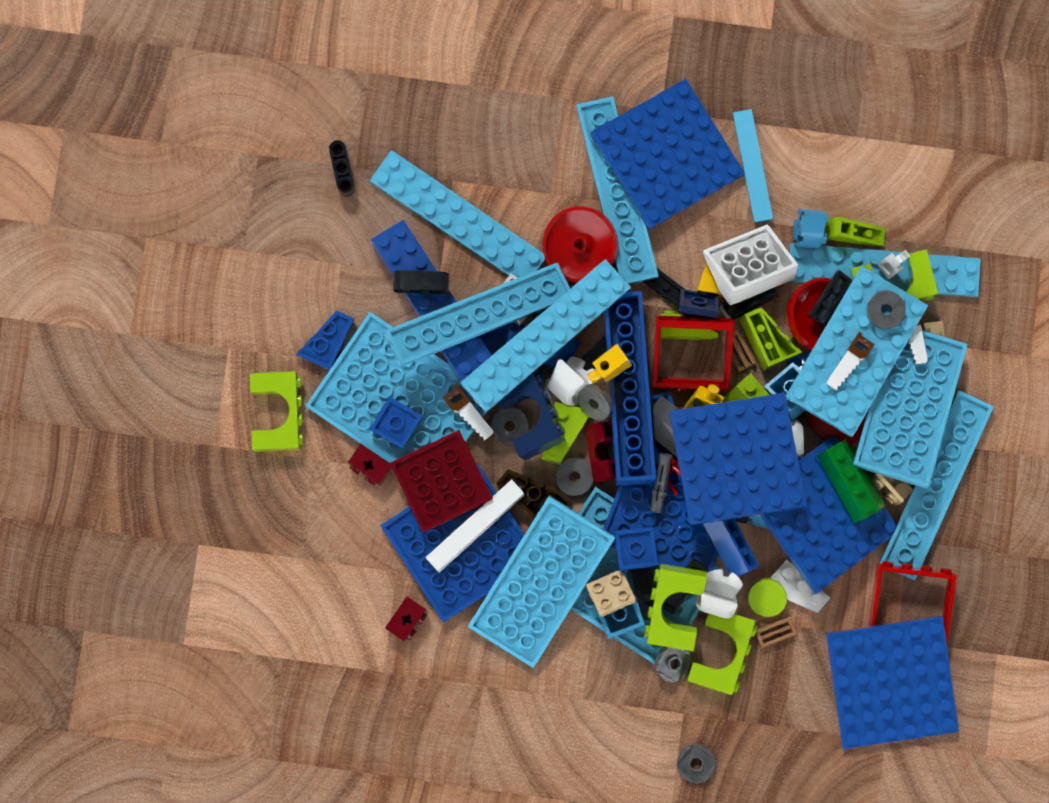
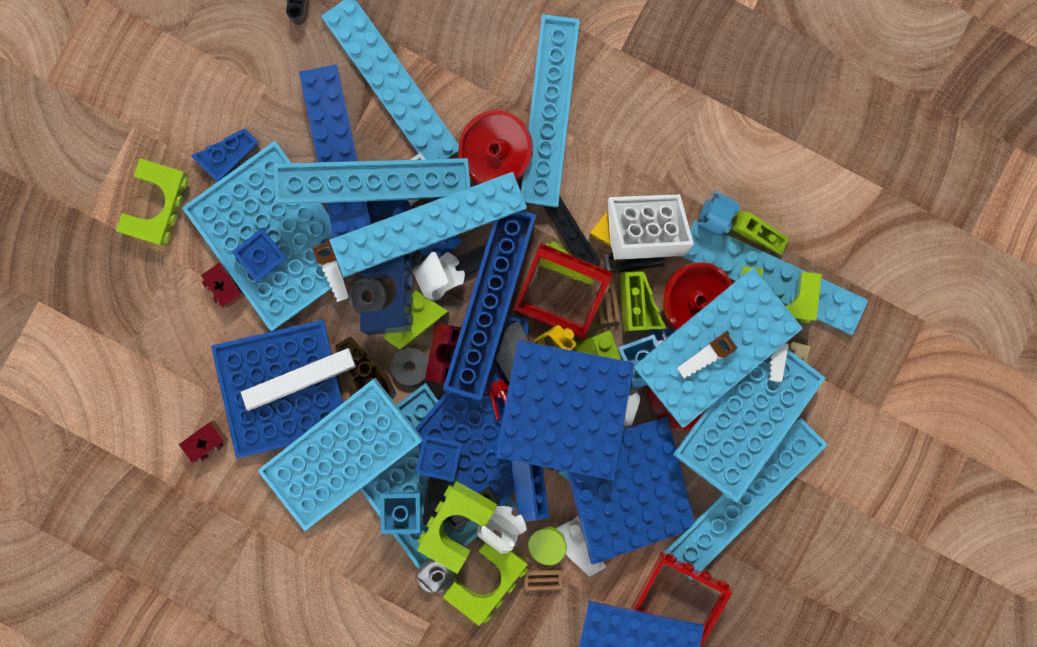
camera: 15 degrees right, 5 degrees up
(421, 282) = (328, 130): black beam -> none
(441, 481) = (281, 325): dark red plate -> none
(586, 401) = (451, 305): flat silver tile -> none
(610, 593) = (399, 491): tan bracket -> none
(617, 363) = (484, 271): yellow torso -> none
(659, 490) = (481, 411): dark grey pin -> none
(667, 154) = (610, 92): blue plate -> none
(698, 304) = (585, 246): dark blue plate -> none
(752, 166) = (686, 133): medium azure tile -> none
(830, 298) = (712, 286): black tile -> none
(851, 482) = (666, 471): green slope -> none
(890, 299) = (771, 313): flat silver tile -> none
(892, 265) = (782, 276): white plate -> none
(894, 489) = (703, 489): tan bracket -> none

